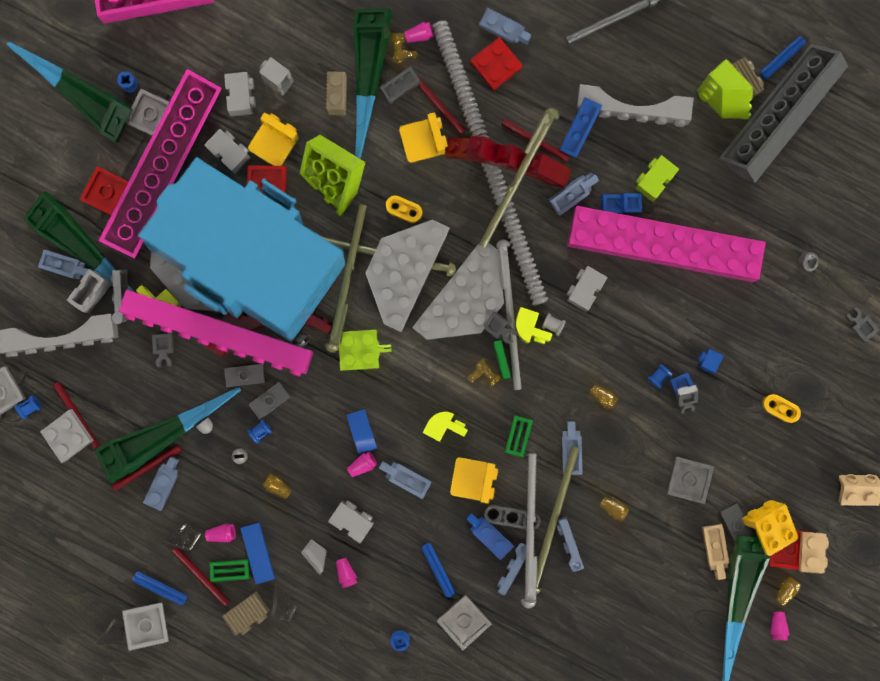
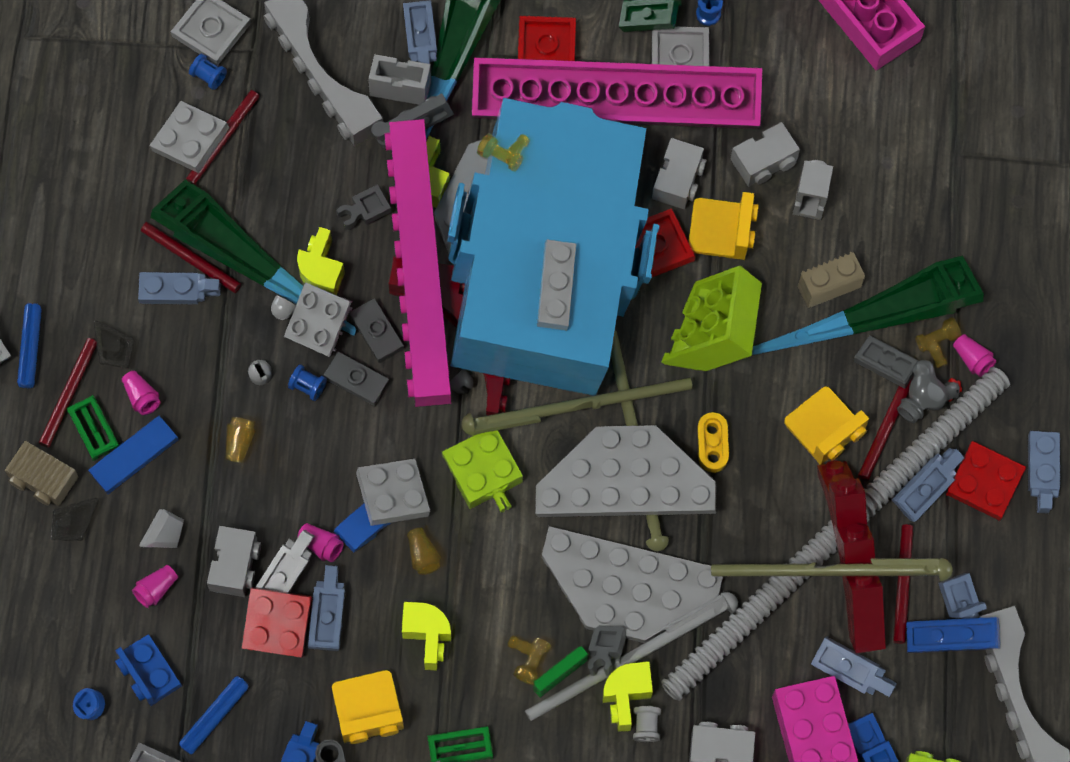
camera: 65 degrees right, 15 degrees down
(180, 249) = (512, 157): none -> clear yellow piece
(192, 395) = (318, 269): none -> neon yellow brick
(223, 408) = (318, 319): none -> light grey hinge
(277, 258) = (556, 285): none -> light grey plate
(351, 409) = (392, 492): none -> light grey plate
(371, 494) = (287, 564): none -> light grey hinge
(394, 407) = (423, 553): none -> clear yellow cone
(394, 598) = (148, 669): none -> blue bracket
(399, 511) = (276, 622): none -> plate
(430, 71) = (927, 392): none -> dark grey animal
(485, 97) = (928, 484): none -> sand blue hinge
(566, 111) = (961, 597): none -> sand blue bracket

